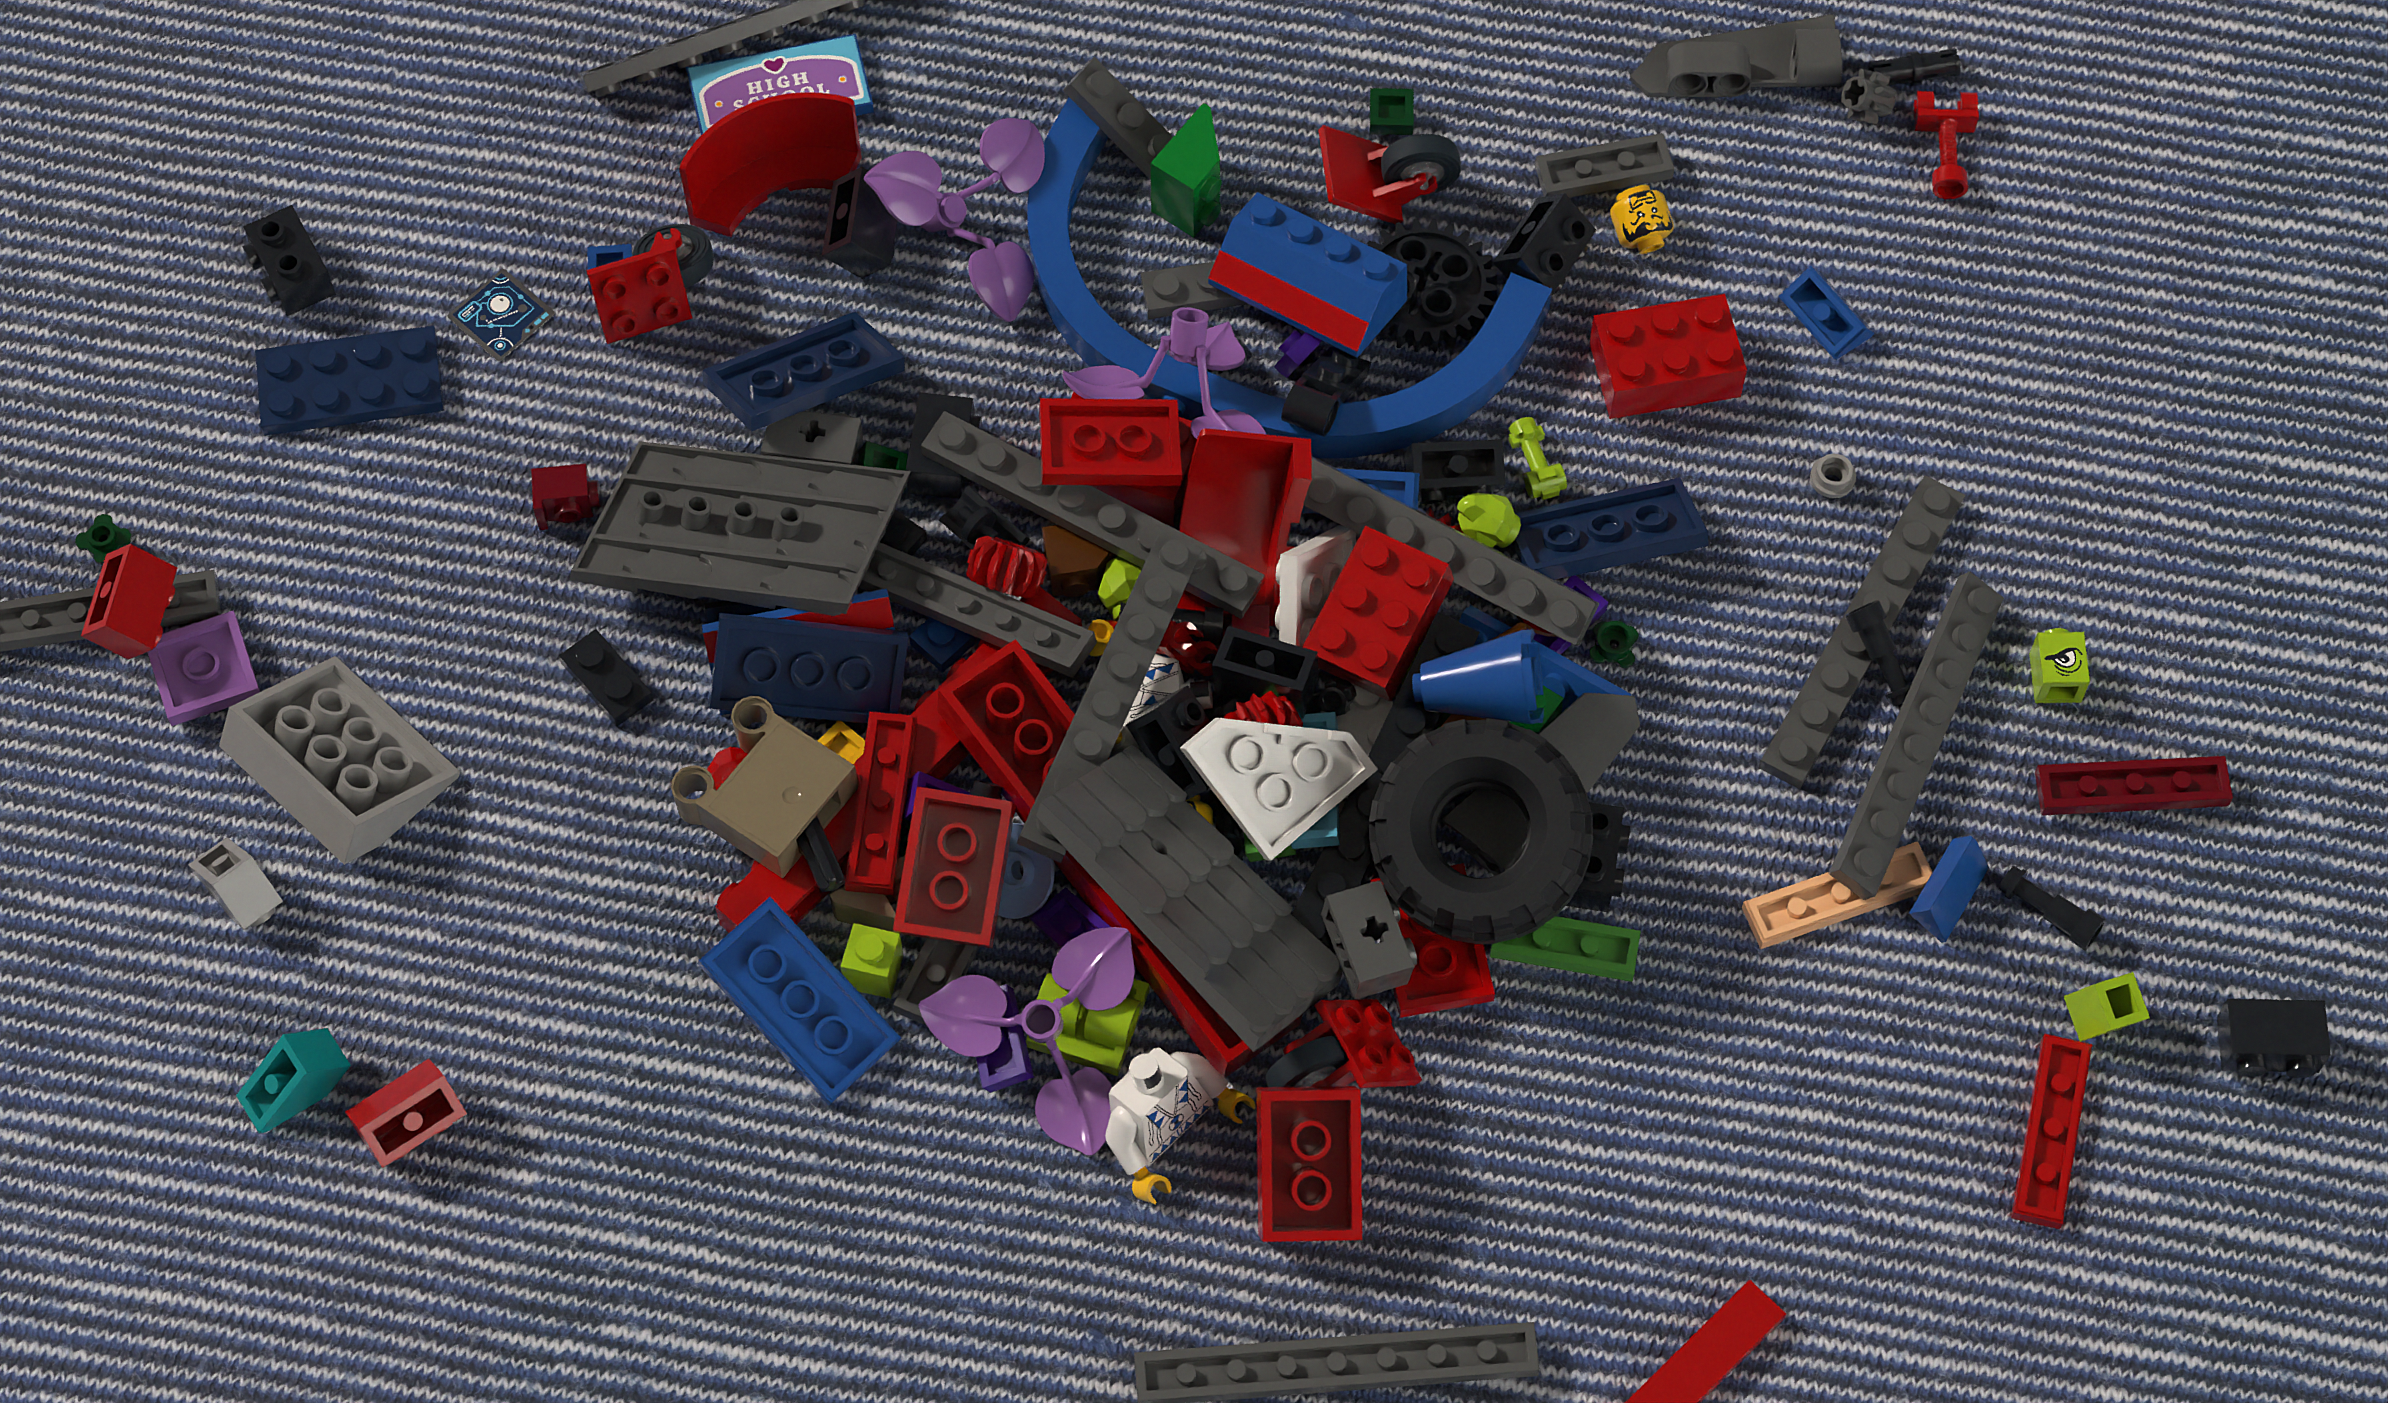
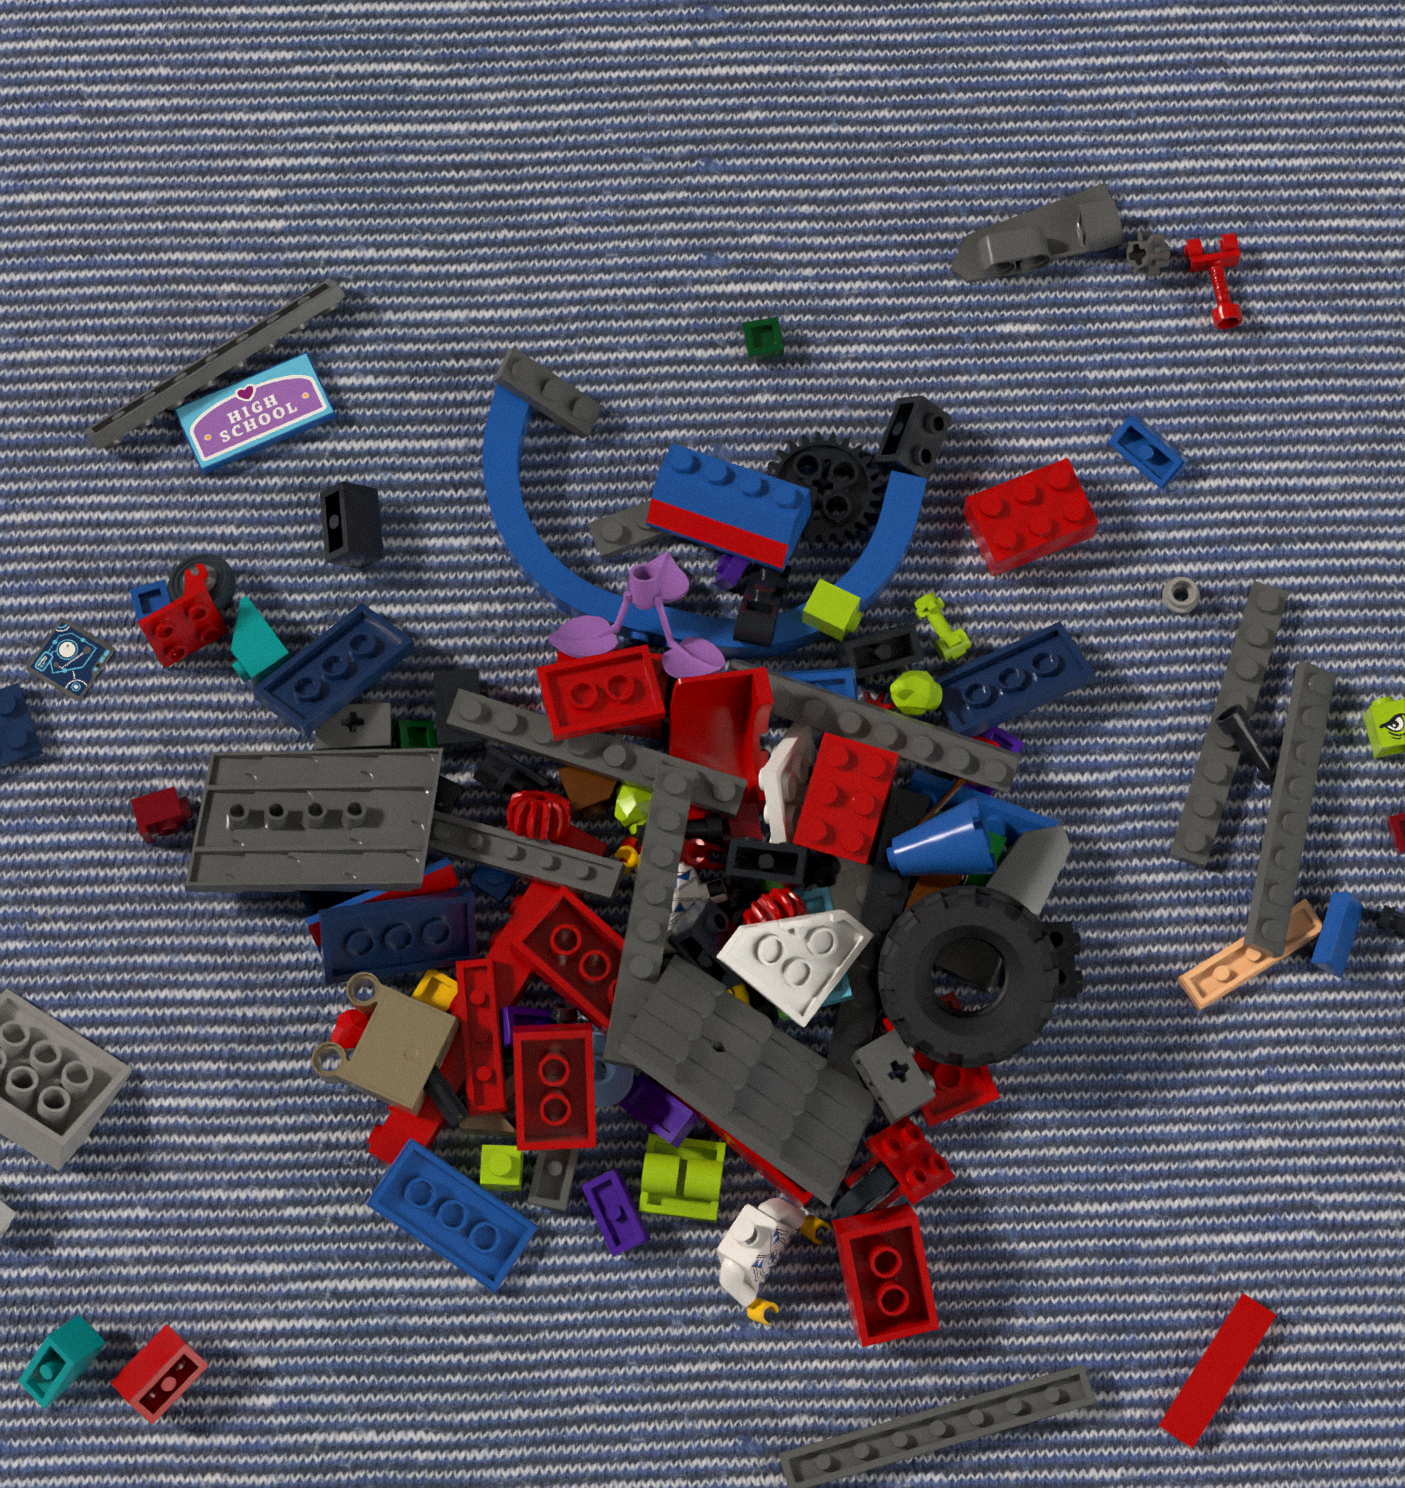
camera: 10 degrees left, 10 degrees up
(606, 677) = (231, 964): black plate -> none
(717, 329) = (255, 645): none -> teal slope
(765, 147) = (258, 477): red panel -> none
(909, 192) = (393, 501): medium lavender plant -> none
(969, 1022) = (682, 1147): medium lavender plant -> none
(1188, 176) = (611, 434): green slope -> none
(1382, 177) = (763, 402): red plate -> none
(1406, 406) = (832, 610): none -> lime brick
(1576, 948) = (1065, 1043): bright green plate -> none
(1605, 166) = (946, 356): dark grey plate -> none
(1614, 632) = (1034, 765): dark green plate -> none
(1641, 219) = (985, 398): yellow head -> none
(1918, 67) = (1181, 217): black pin -> none

